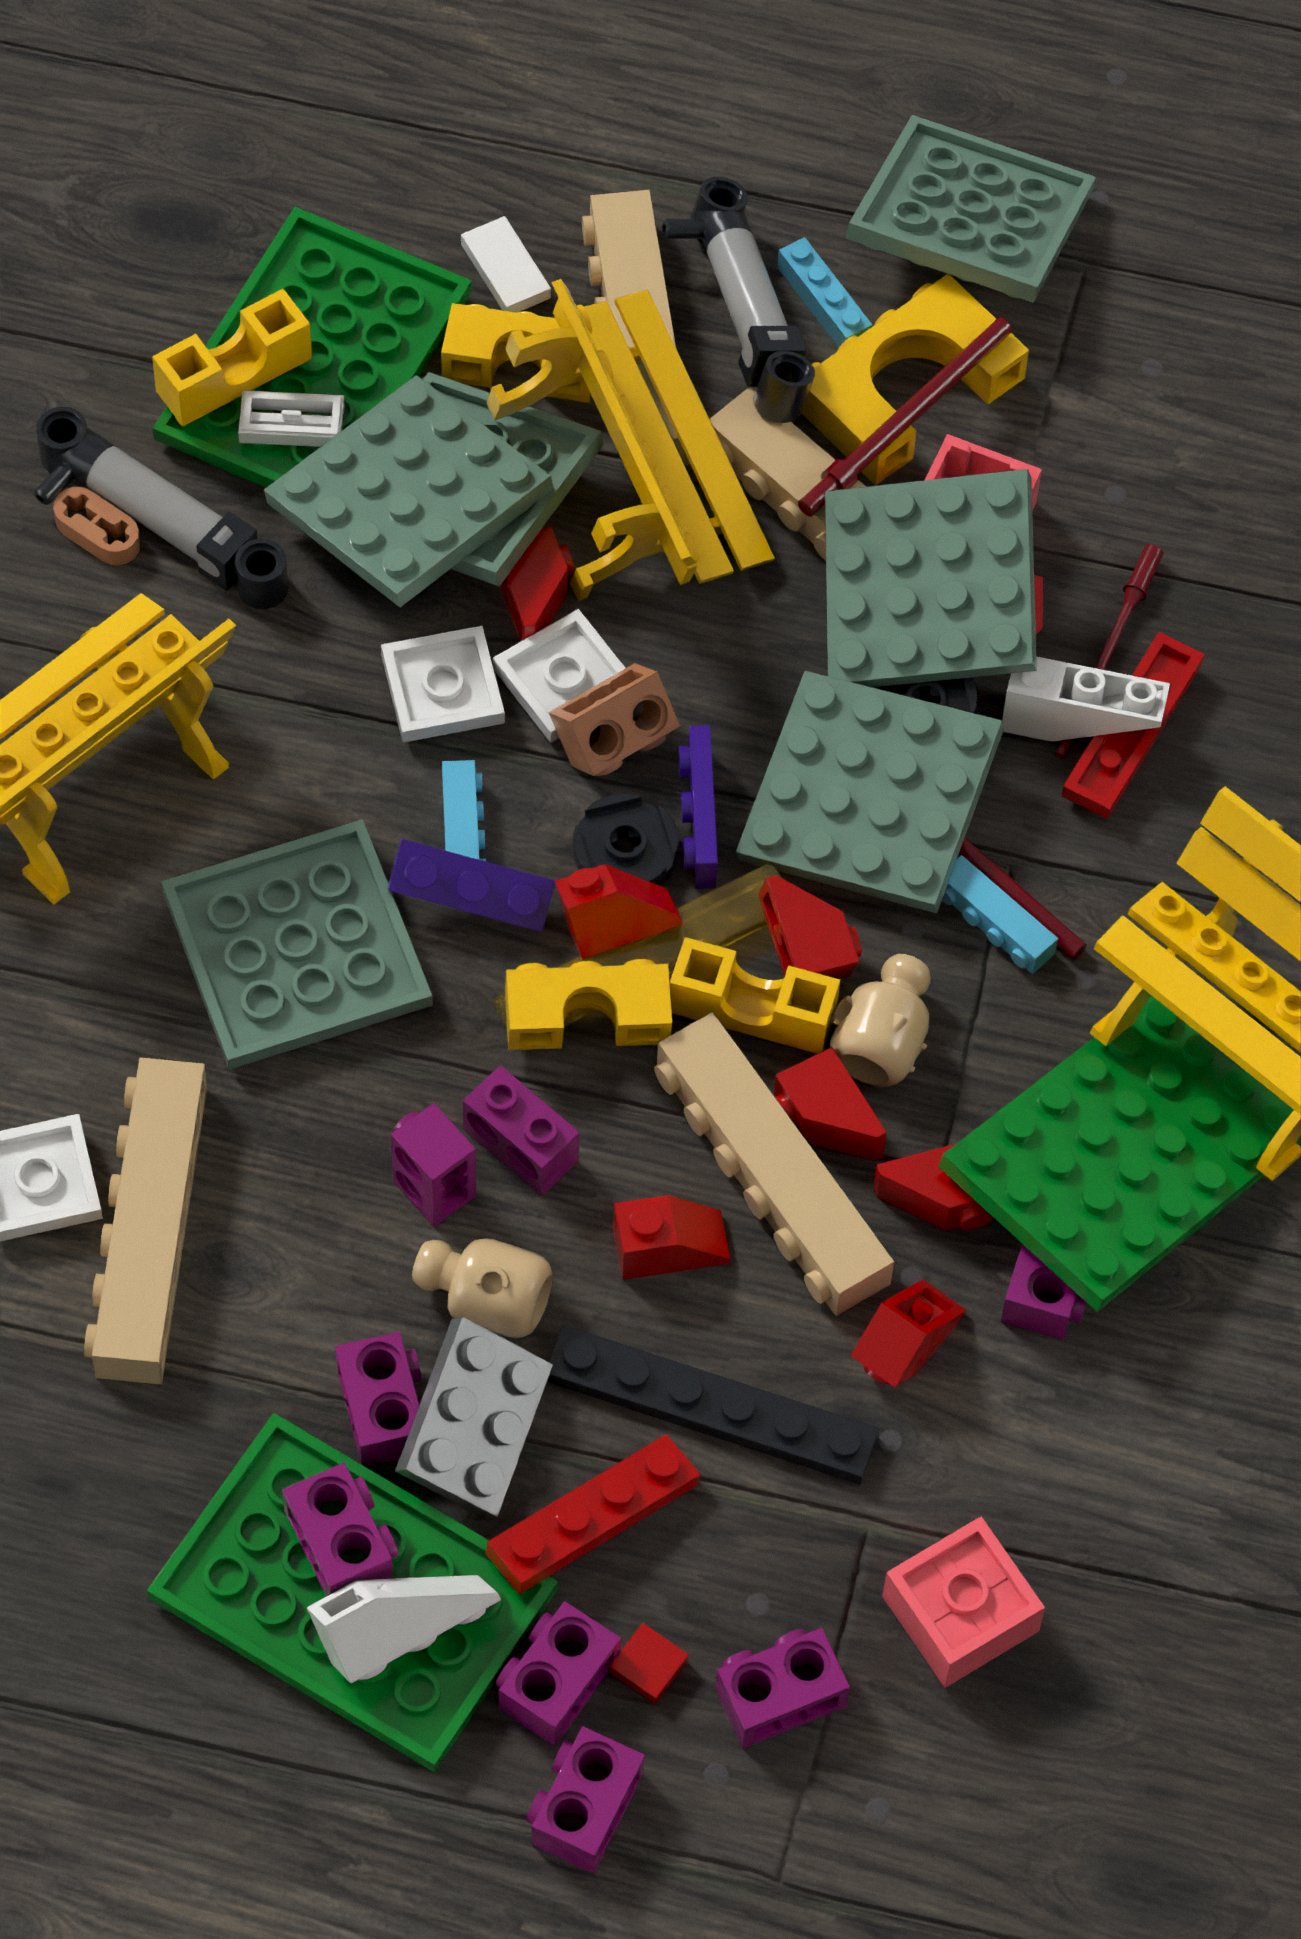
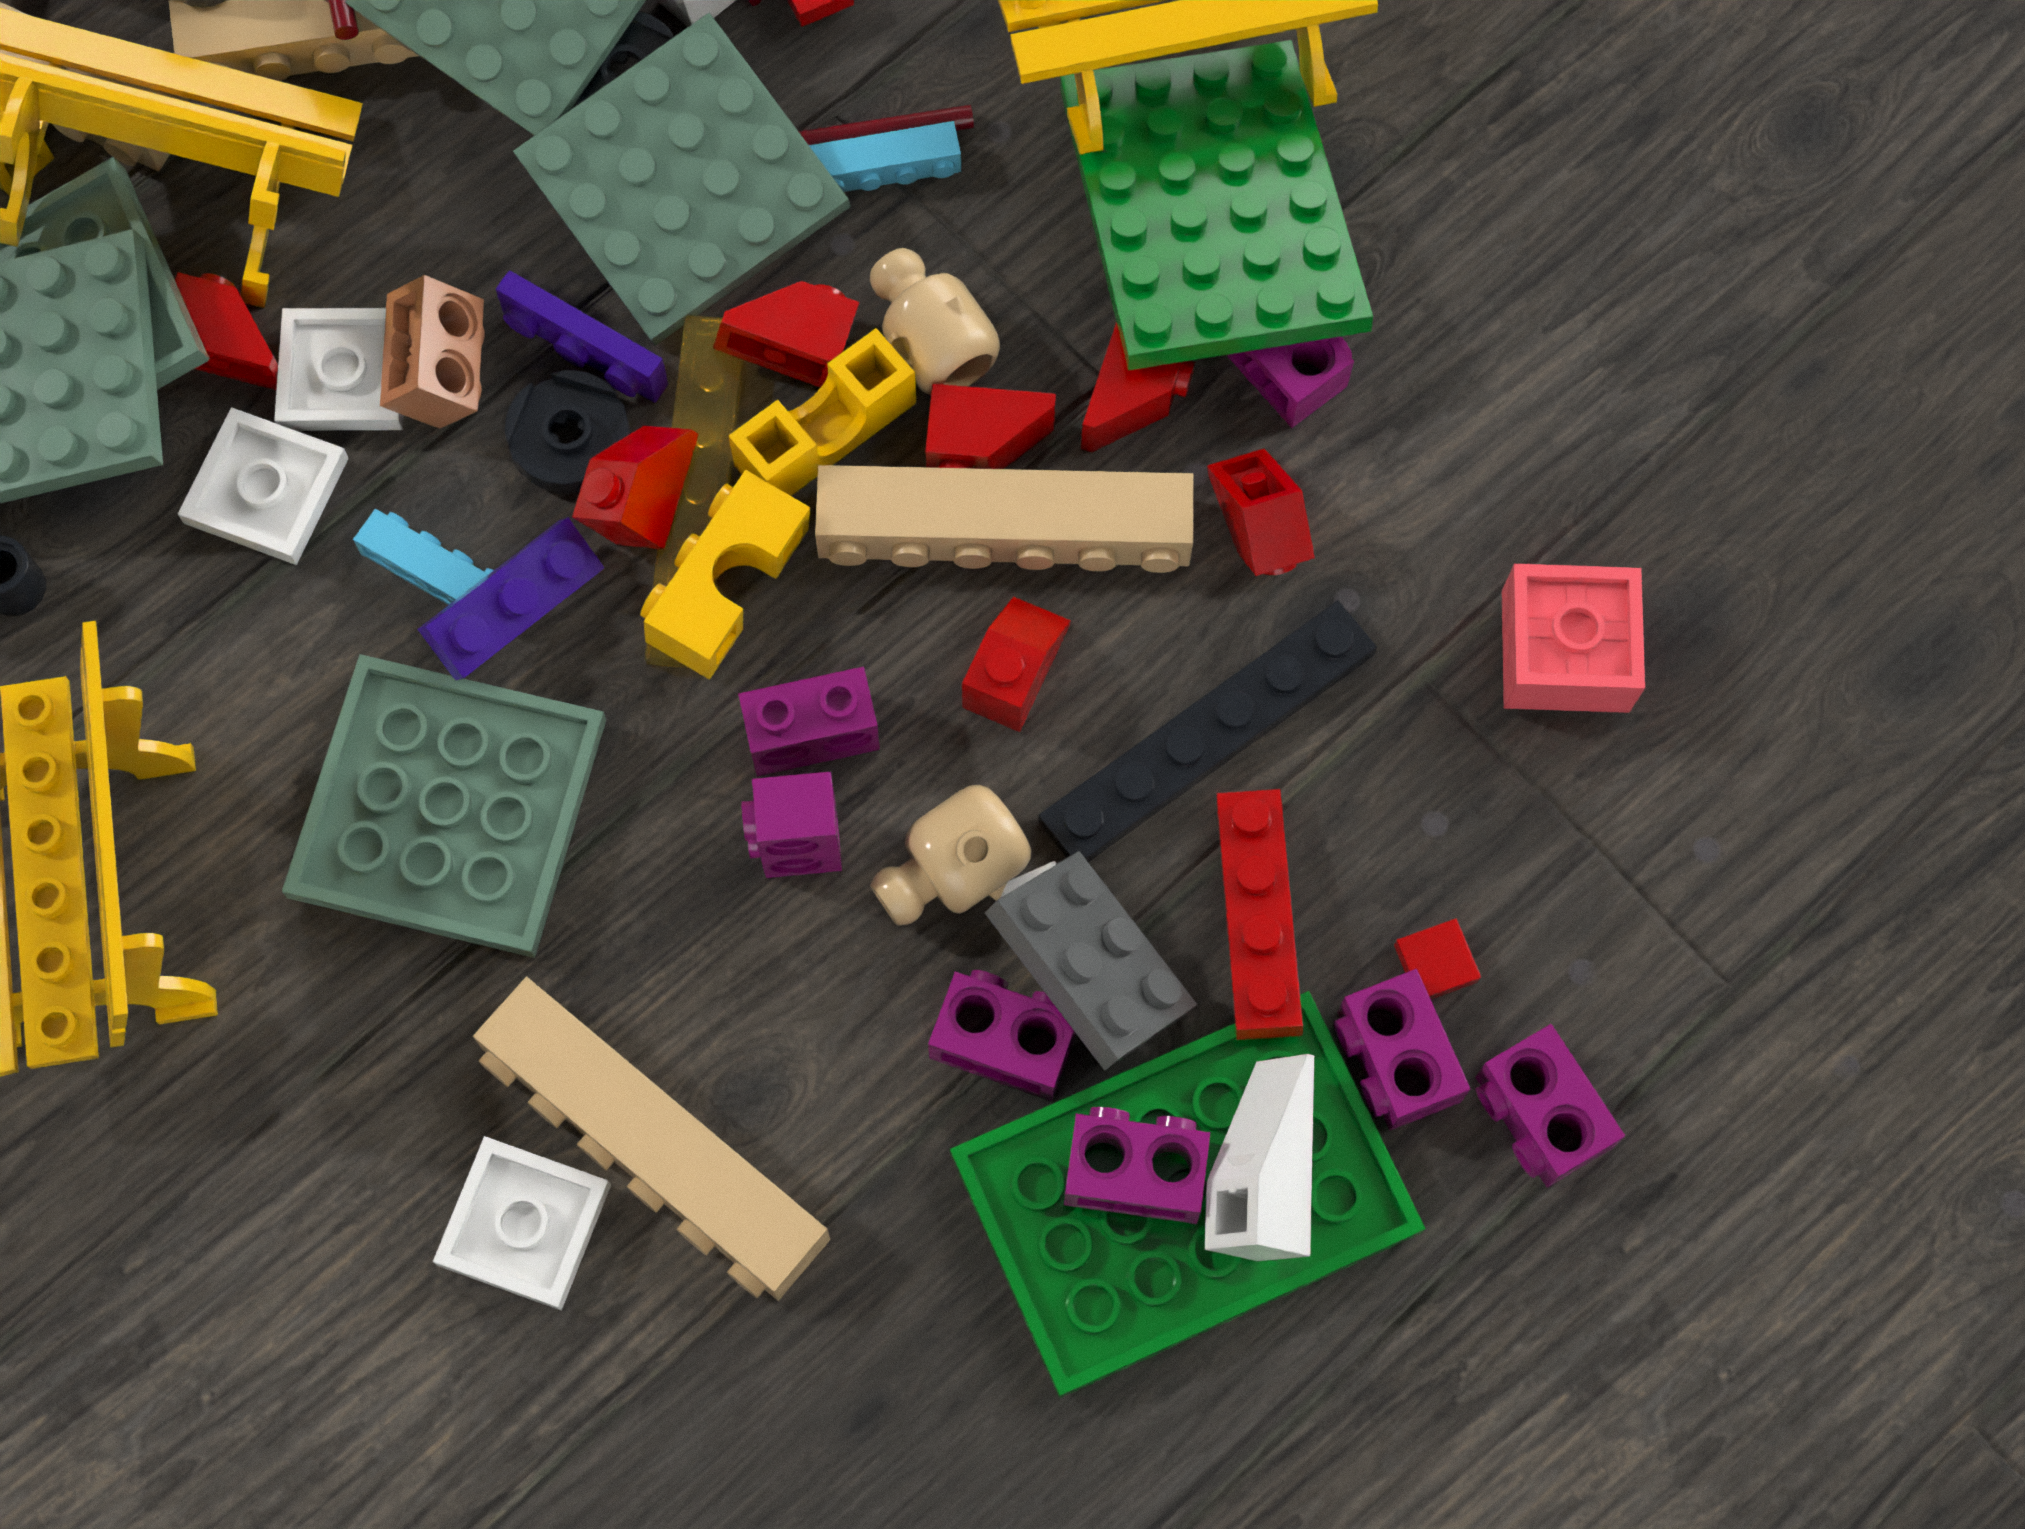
camera: 55 degrees left, 10 degrees up
(790, 1699) = (1558, 858): magenta brick -> none

